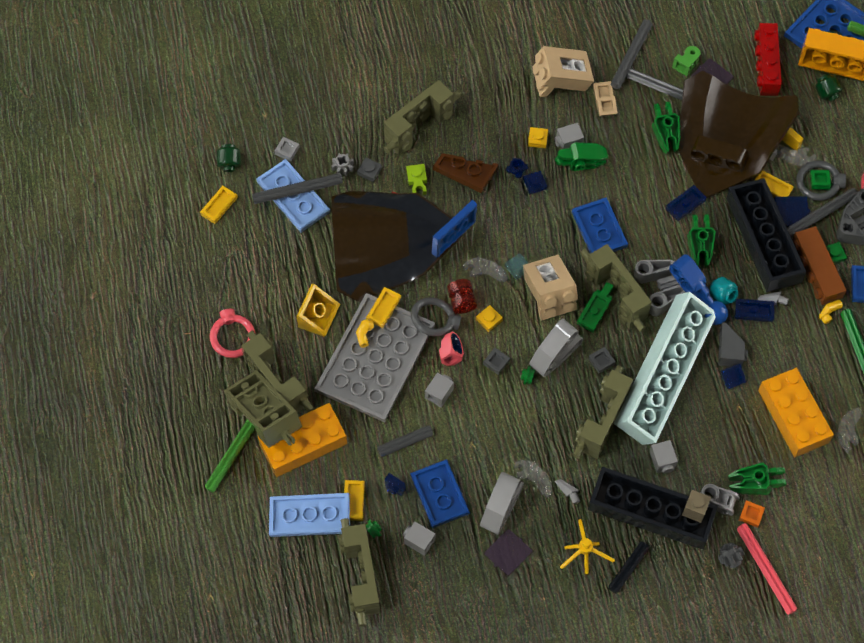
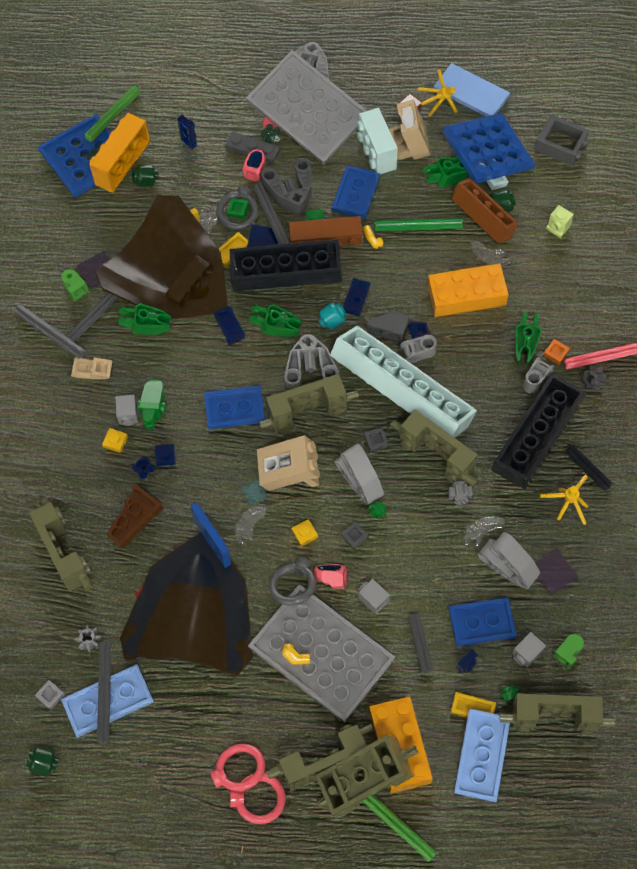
camera: 75 degrees left, 0 degrees up
(218, 204) = (94, 784): yellow tile -> none
(243, 298) = (219, 776): none -> coral piece
(317, 311) = (256, 700): yellow slope -> none
(369, 169) = (100, 613): dark grey plate -> none
(383, 307) = (270, 630): yellow tile -> none
(417, 177) = (123, 567): lime plate -> none
(429, 575) = (569, 648): none -> bright green leg
(461, 294) = (277, 551): clear red wheel -> none
(562, 70) = (49, 398): tan brick -> none
(565, 446) = (460, 492): none -> light grey gear
(568, 490) = (502, 501): light grey bar -> none
(596, 308) = (320, 431): green hinge -> none
(663, 457) = (488, 410): light grey brick -> none
(693, 281) = (322, 336): blue beam -> none
(696, 506) = (554, 387): dark tan brick -> none
(710, 377) = (415, 350): none -> light grey piece
(768, 59) = (97, 215): red brick -> none
(776, 297) = (347, 278): light grey bar -> none

